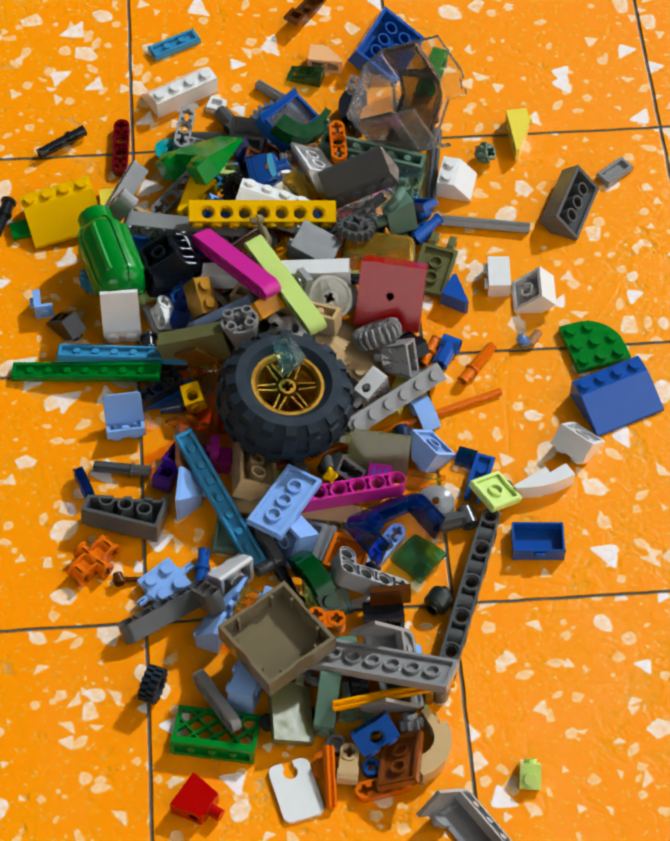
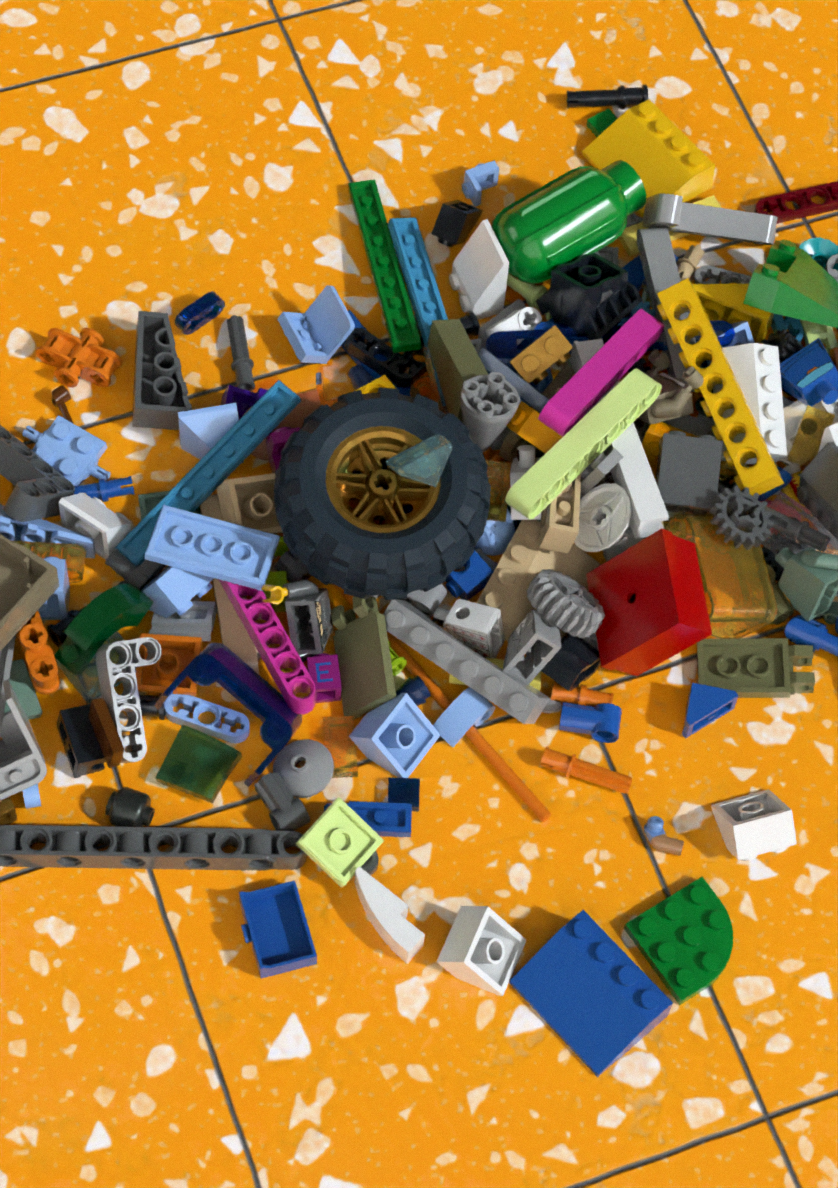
camera: 70 degrees right, 5 degrees up
(66, 139) = (790, 134): black pin -> none
(498, 276) = (766, 762): white brick -> none

